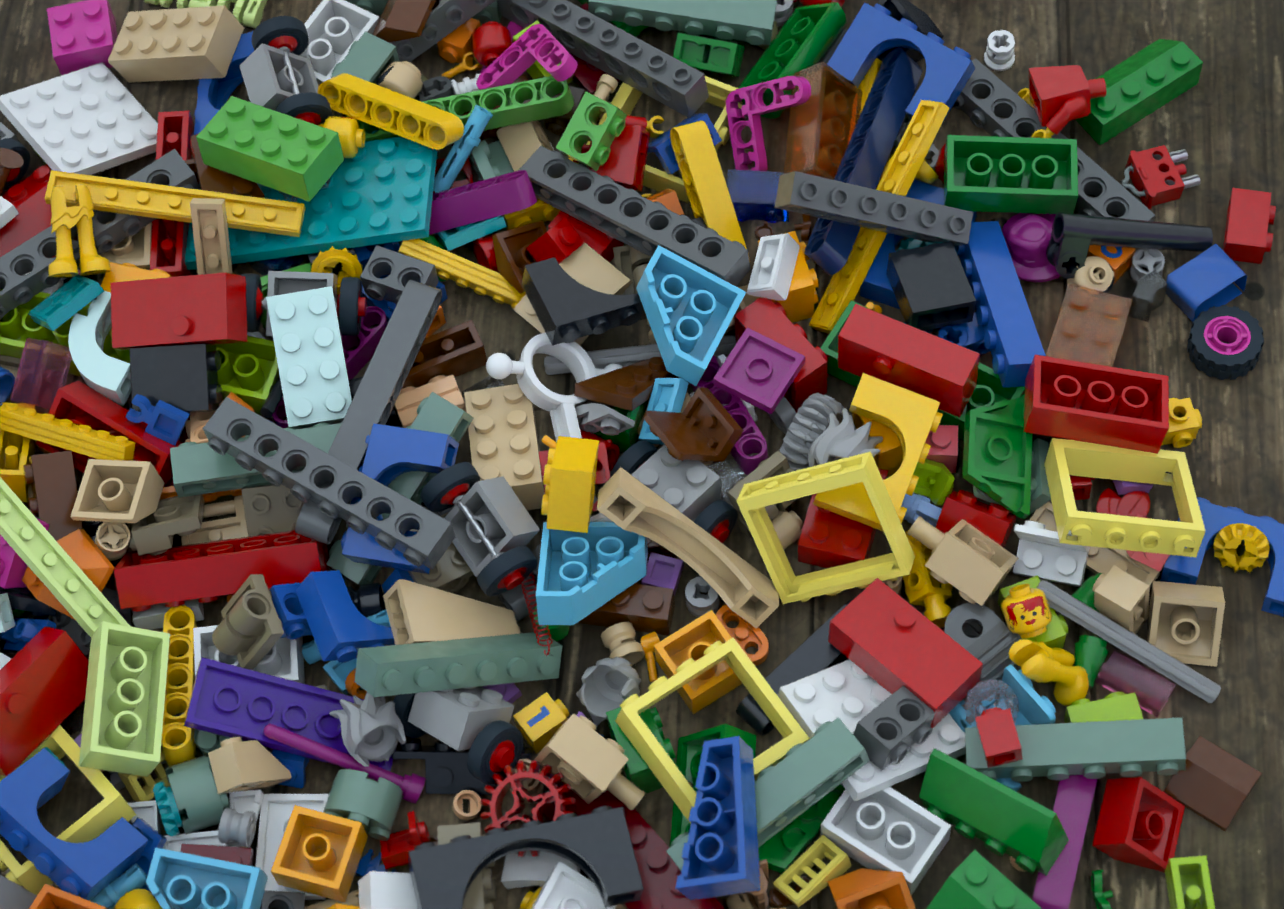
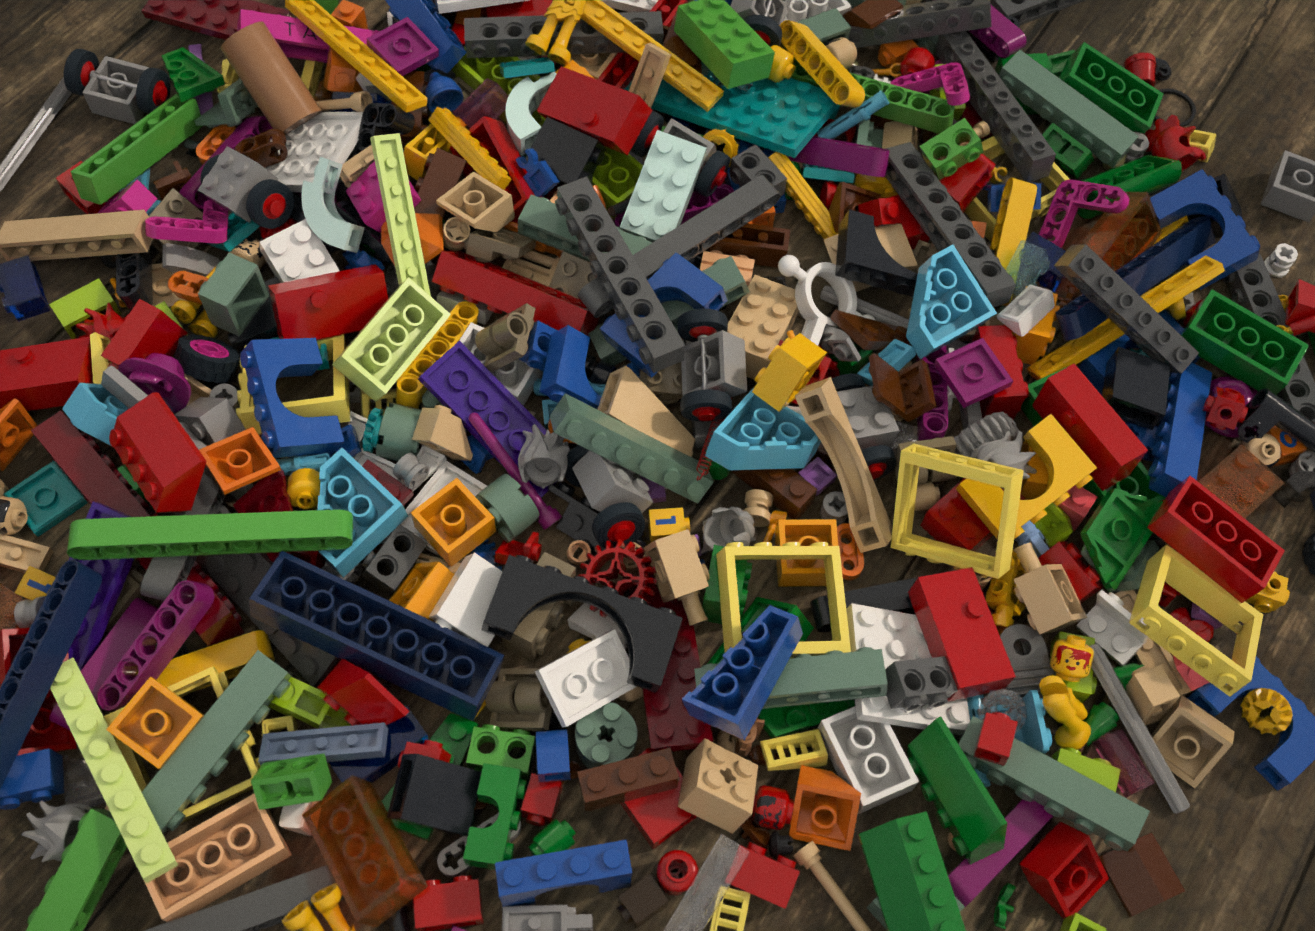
camera: 20 degrees right, 0 degrees up
(744, 217) = (1027, 265): none -> clear light blue bracket
(1031, 256) = (1221, 400): none -> red brick

